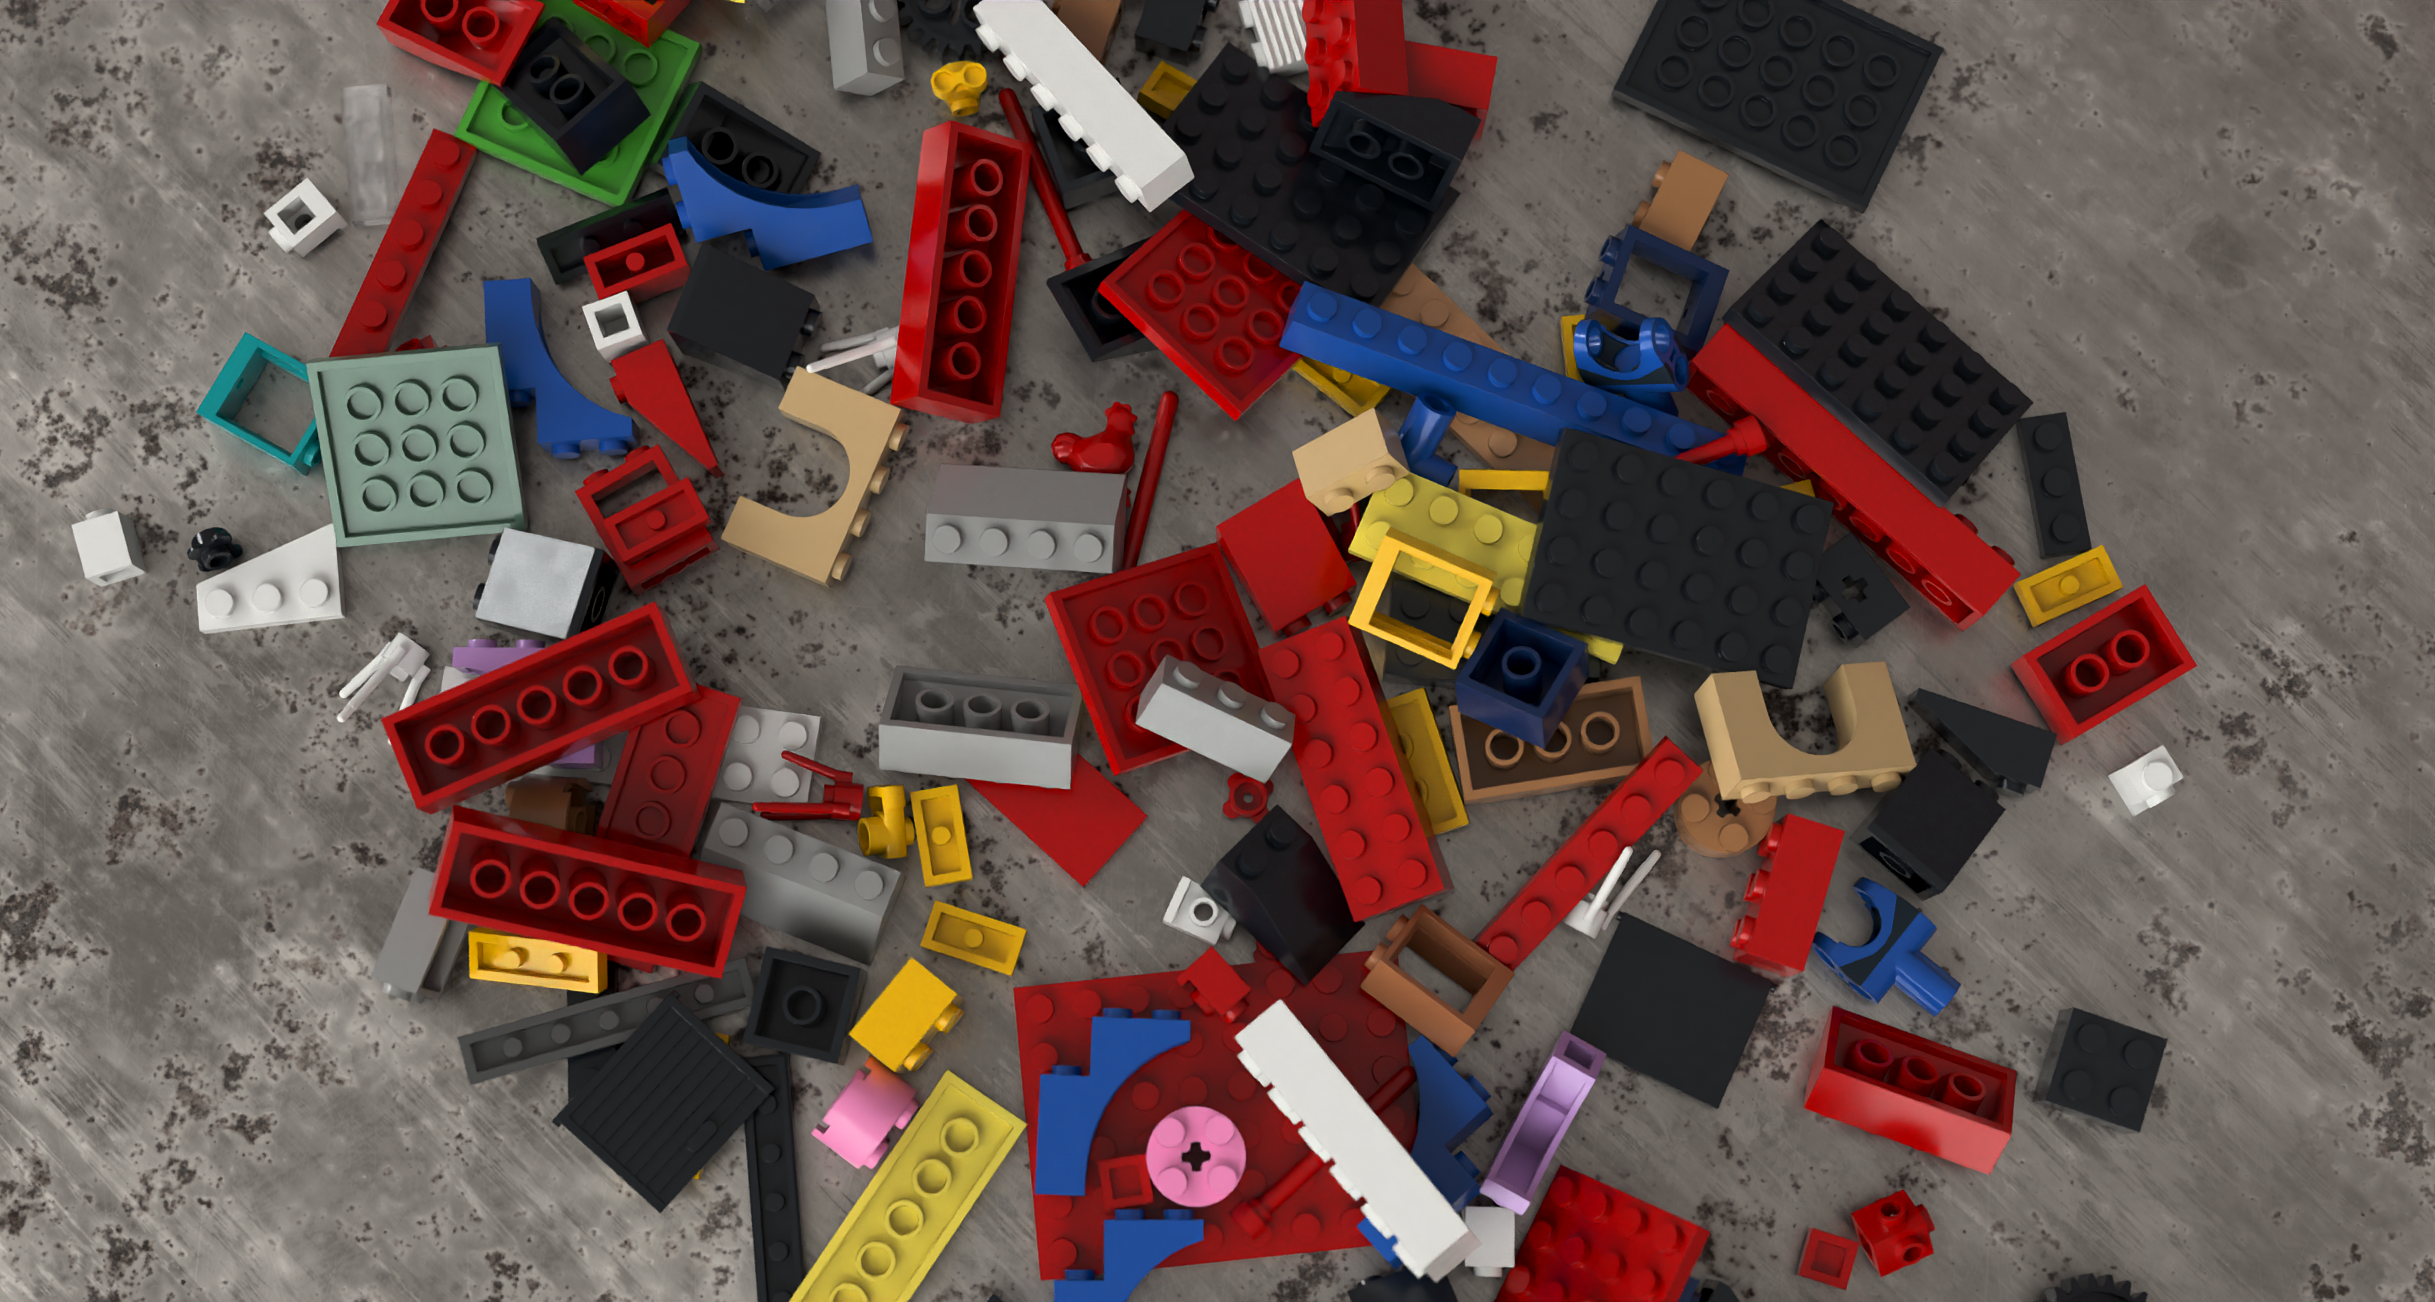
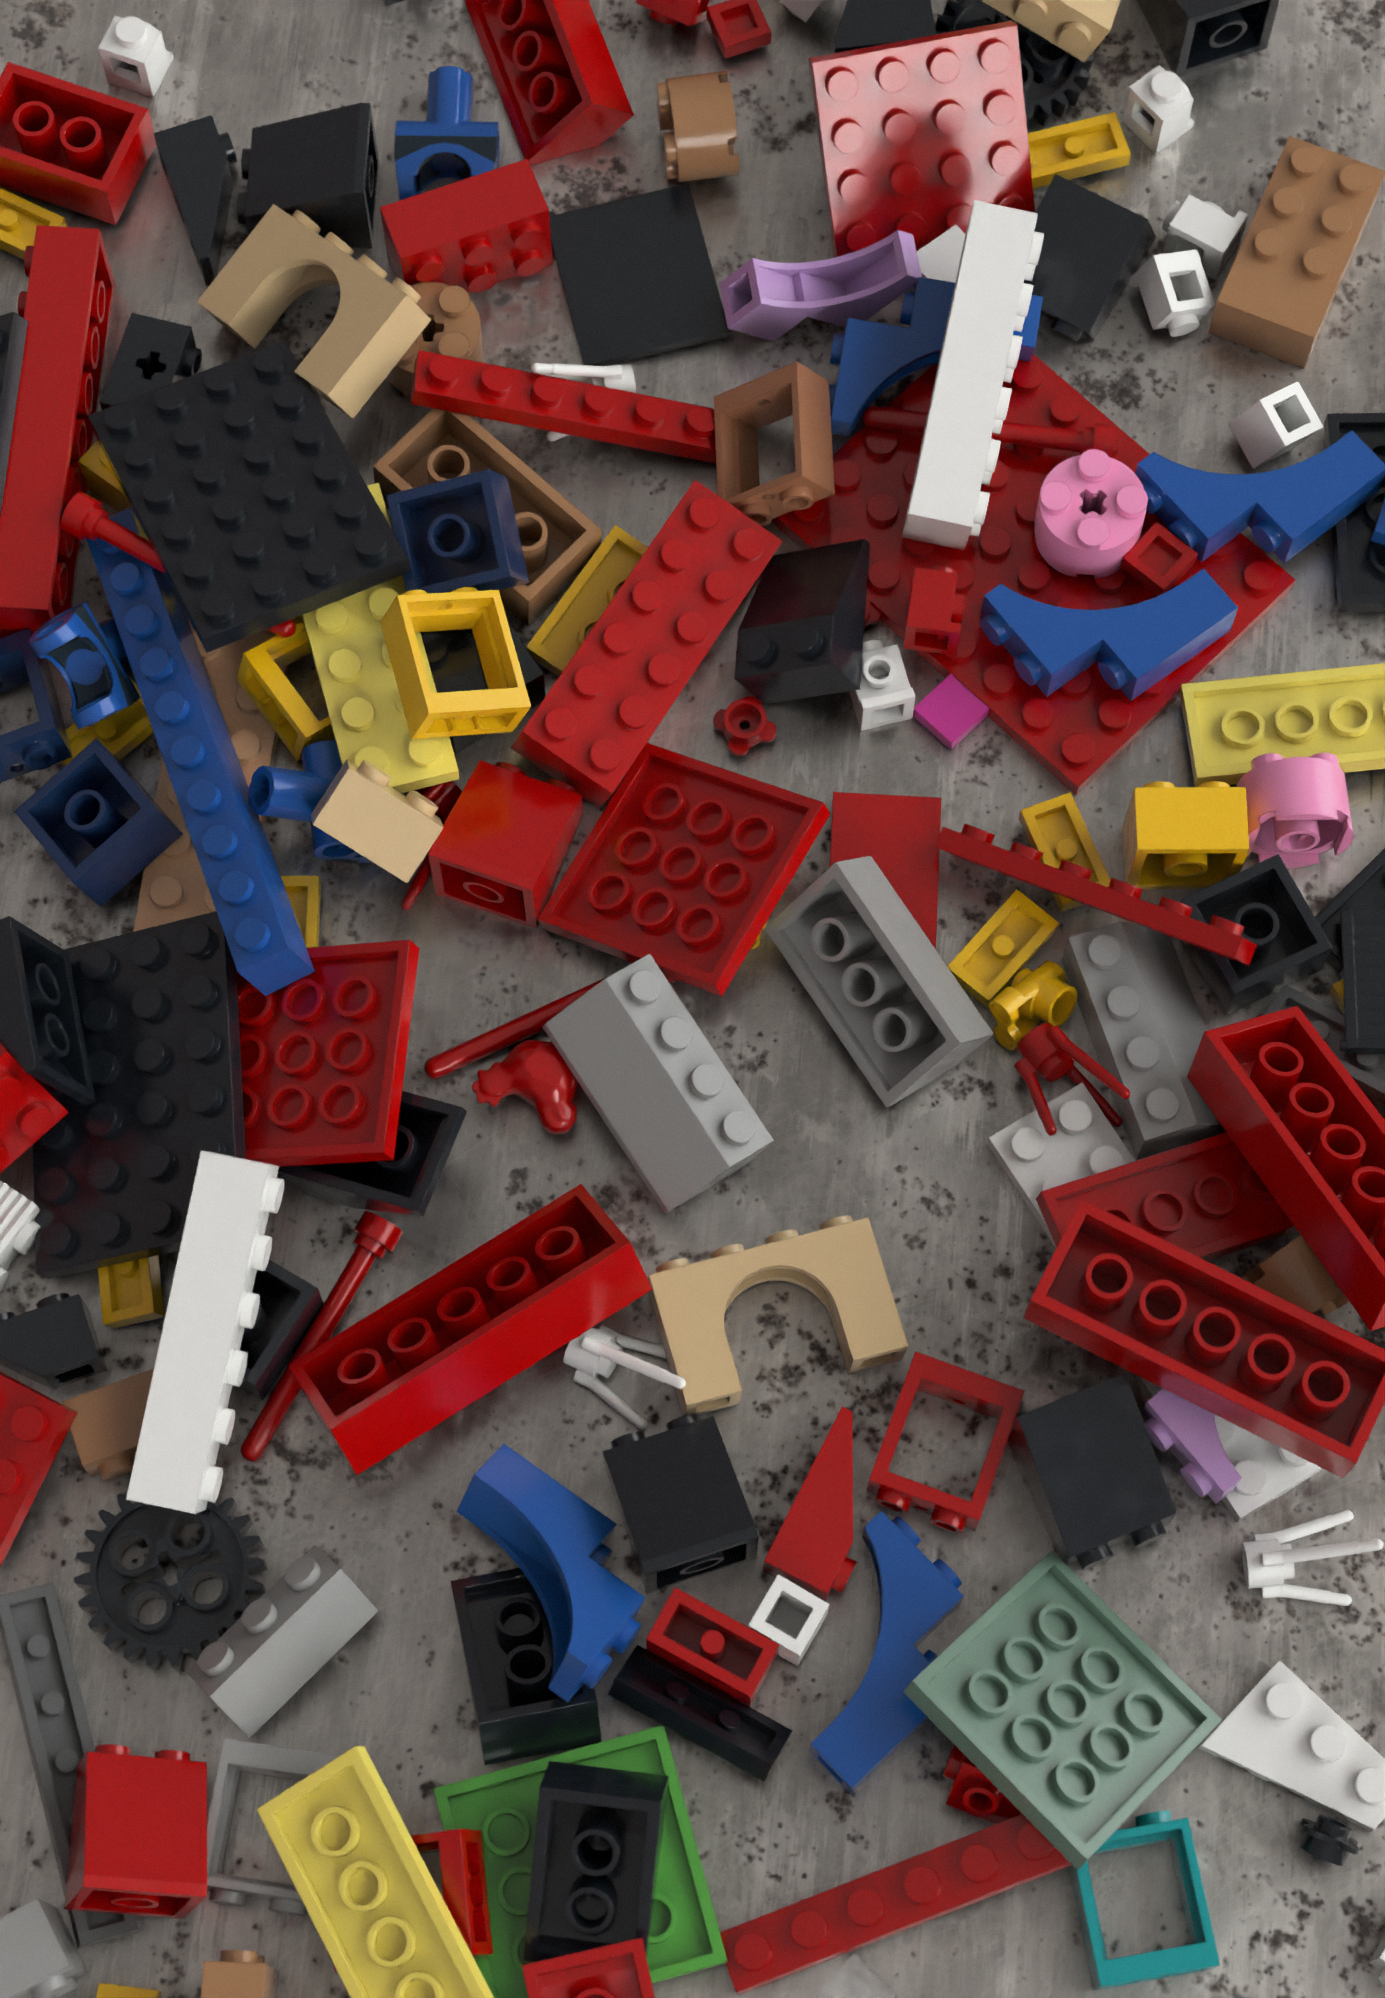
camera: 130 degrees left, 10 degrees down
(656, 521) = (944, 1406): red plate -> none
(911, 913) = (1117, 899): none -> red plate
(960, 86) = (279, 1489): yellow plate -> none
(1143, 949) = (950, 712): none -> dark pink tile
(1216, 718) = (708, 761): light grey brick -> none
(1515, 296) = (98, 823): none -> dark blue brick
(1750, 1142) = (701, 126): none -> medium nougat brick

